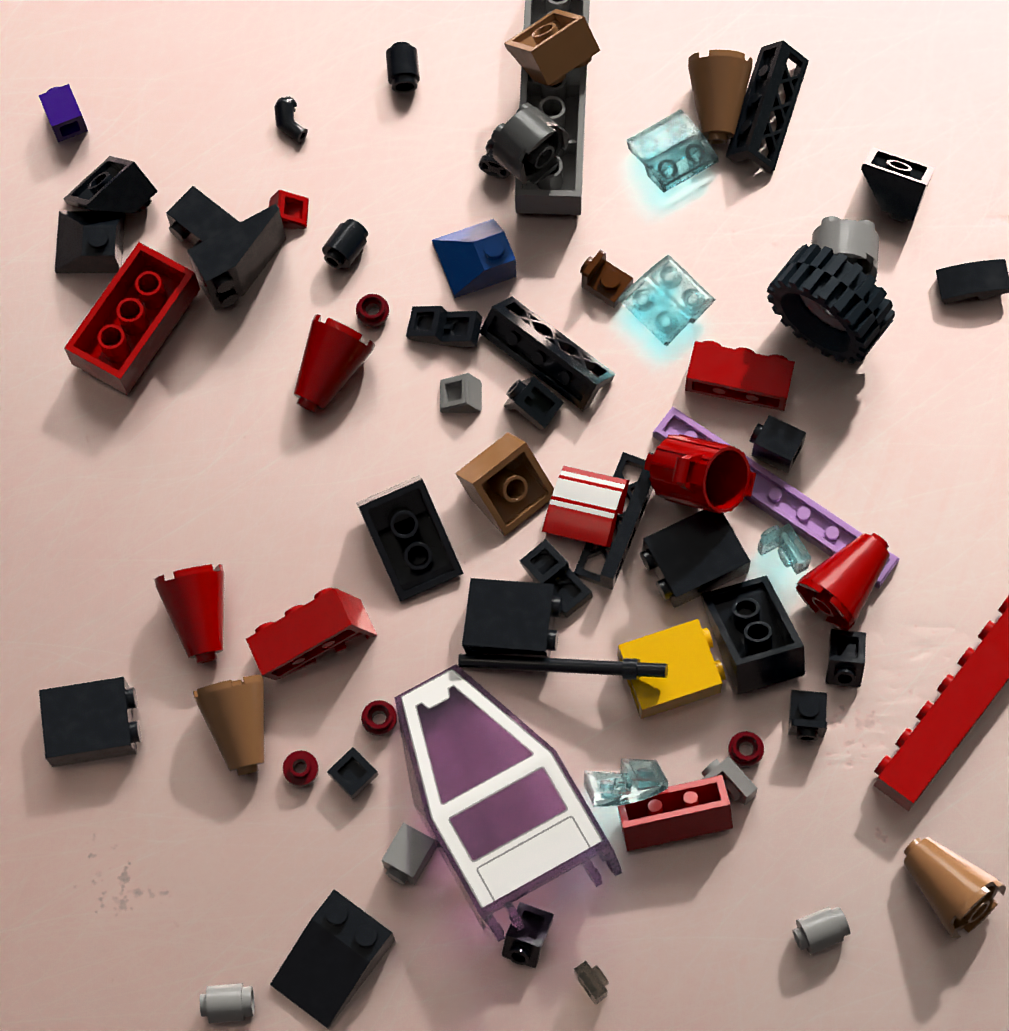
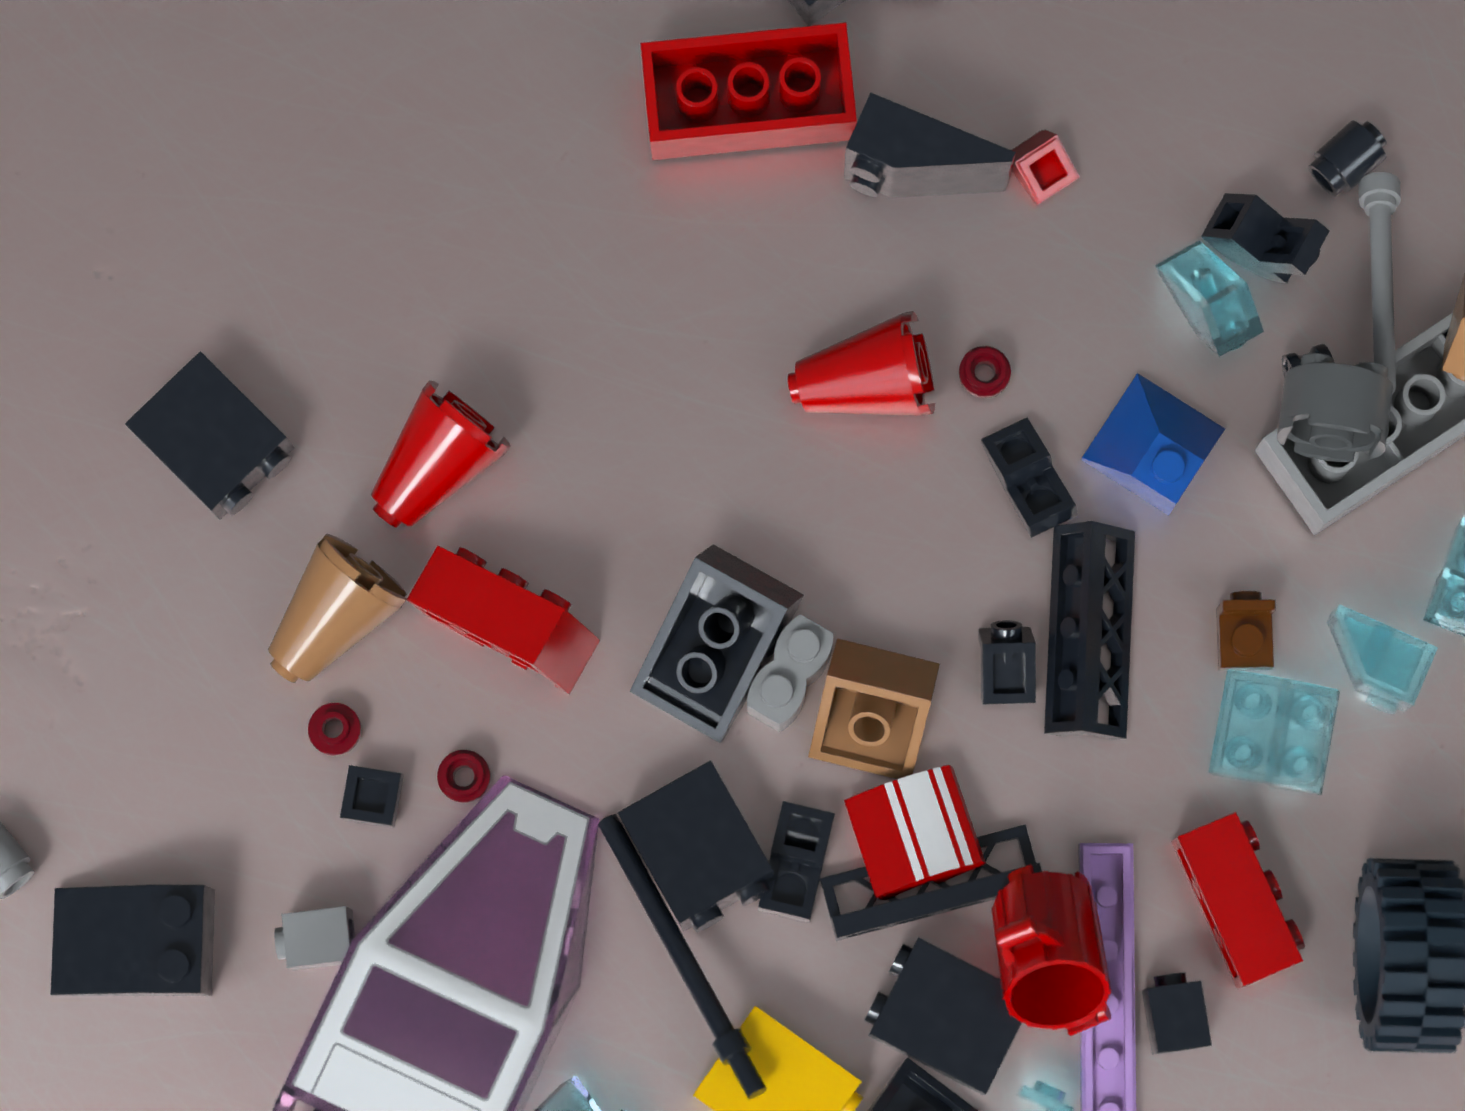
camera: 55 degrees right, 10 degrees up
(197, 218) = (941, 72): black brick -> none
(285, 120) = (1163, 65): black arm -> none
(345, 244) = (1046, 271): black brick -> none
(413, 133) = (1262, 239): none -> black brick
(422, 176) = (1211, 298): none -> clear light blue slope
(435, 67) = (1379, 197): none -> light grey piece
(457, 513) = (798, 662): none -> light grey brick
(460, 394) = (954, 565): light grey slope -> none
(667, 225) = (1381, 659): none -> clear light blue slope

